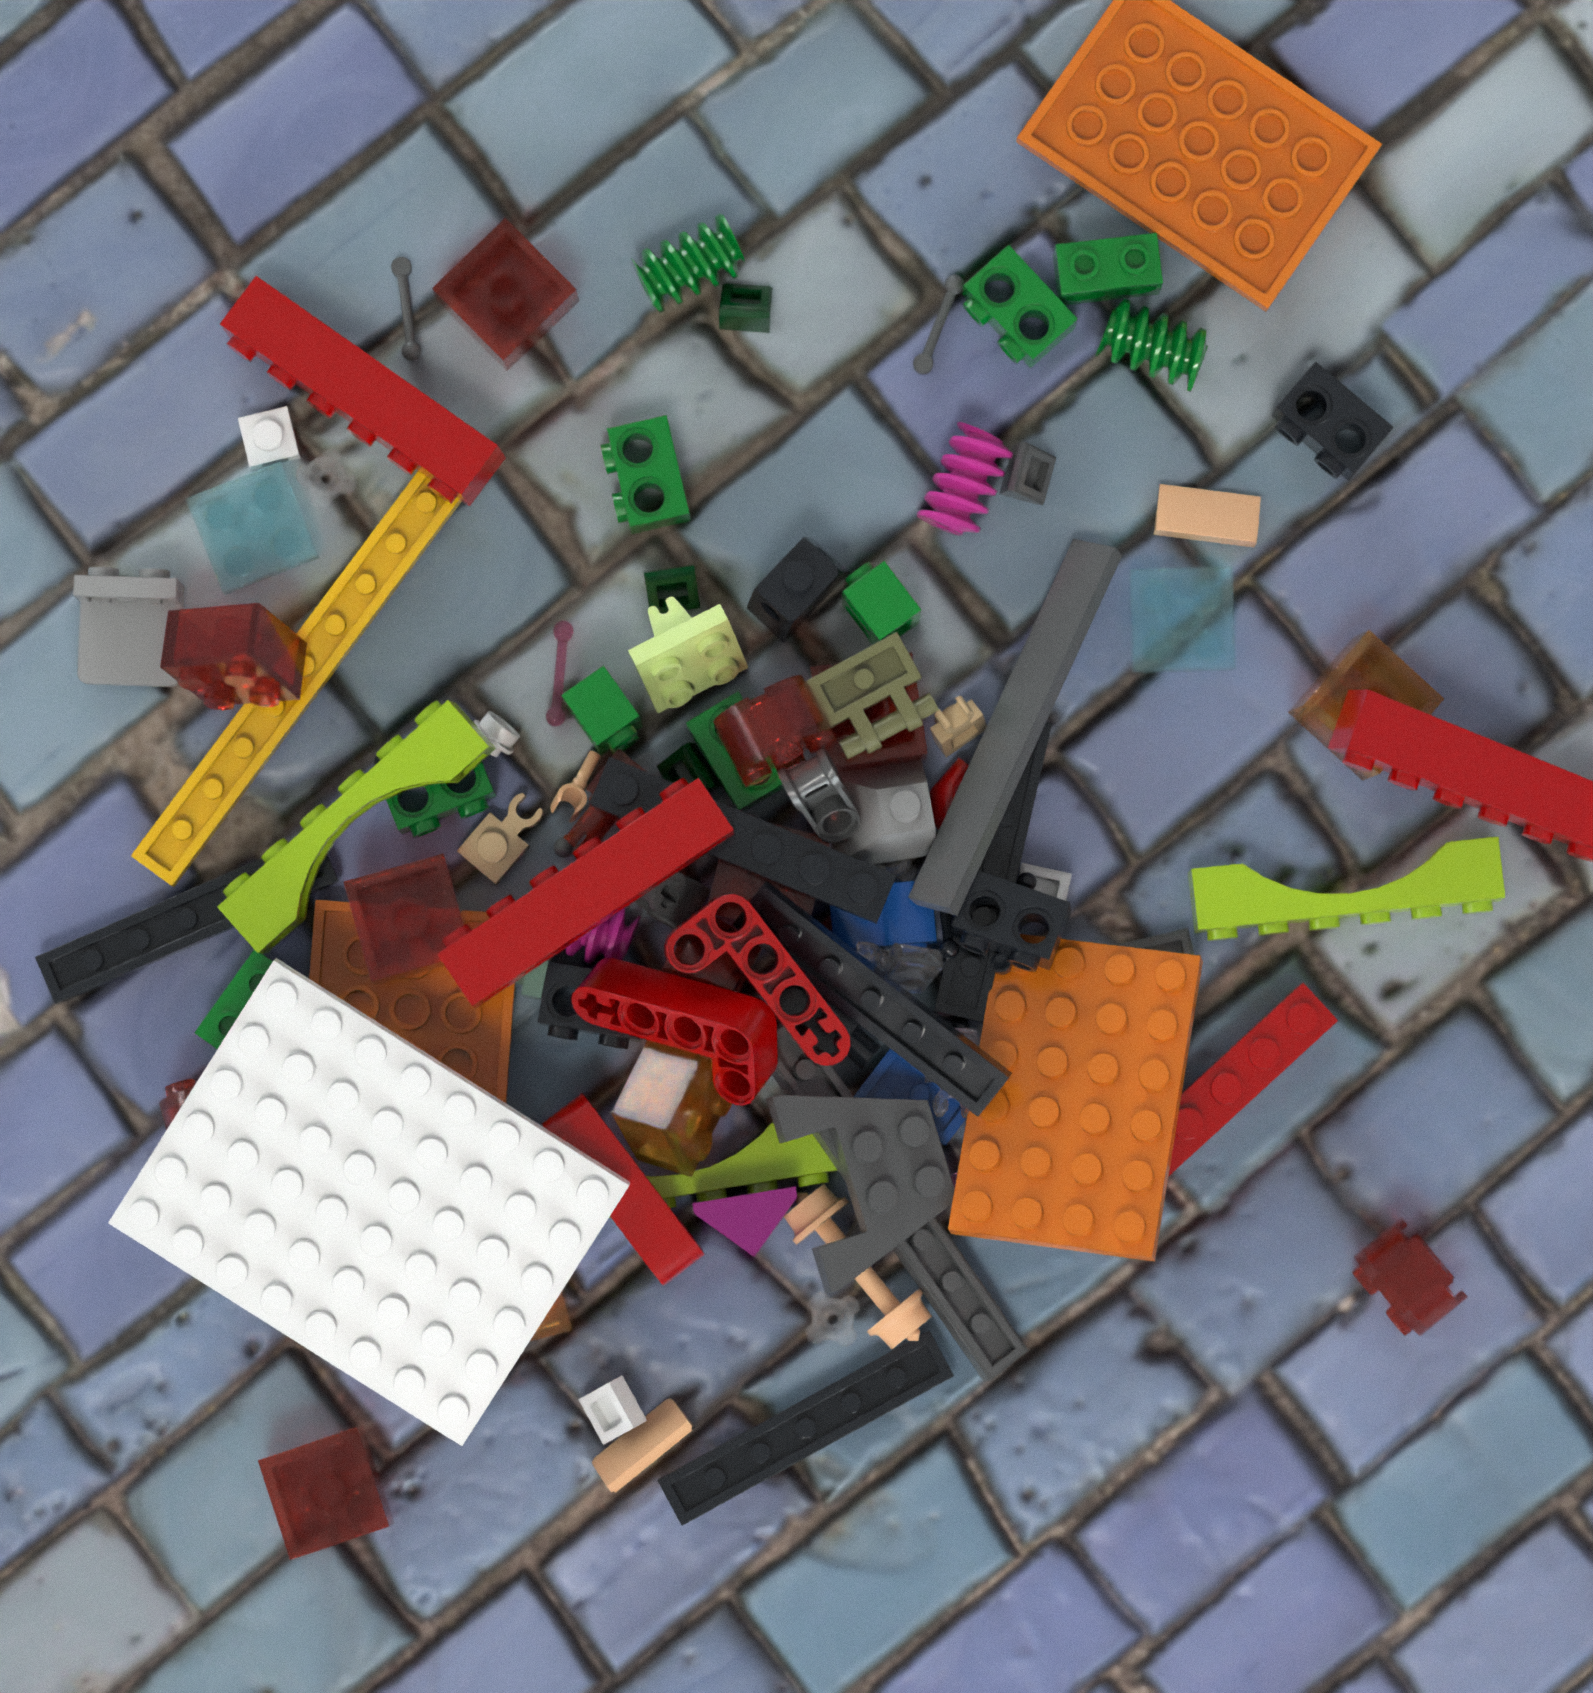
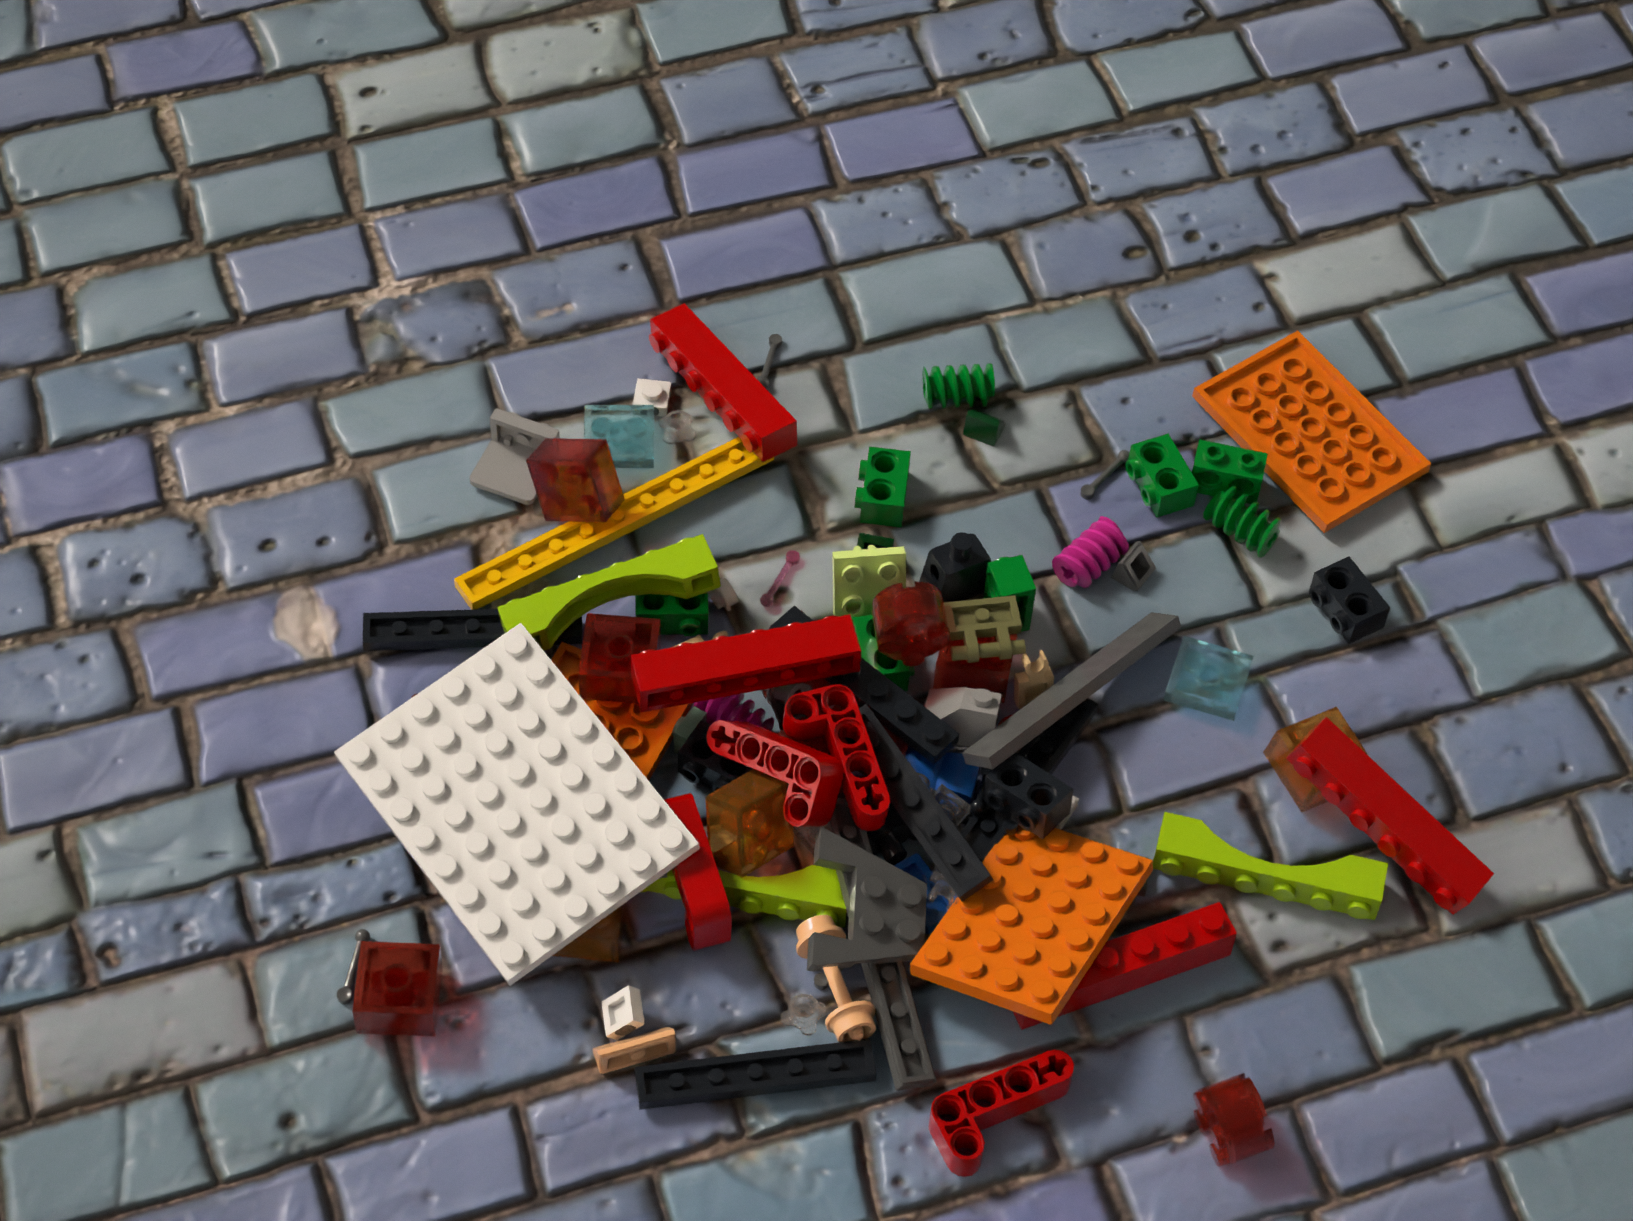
camera: 15 degrees right, 30 degrees down
(257, 1507) = (345, 994): none -> dark grey hinge
(506, 294) = (835, 363): clear red brick -> none
(603, 712) = (800, 585): green brick -> none
(749, 1217) = (770, 913): magenta slope -> none
(822, 797) = (926, 668): dark grey piece -> none
(1121, 1353) = (1050, 1069): none -> red beam
(1207, 515) = (1245, 630): light nougat slope -> none

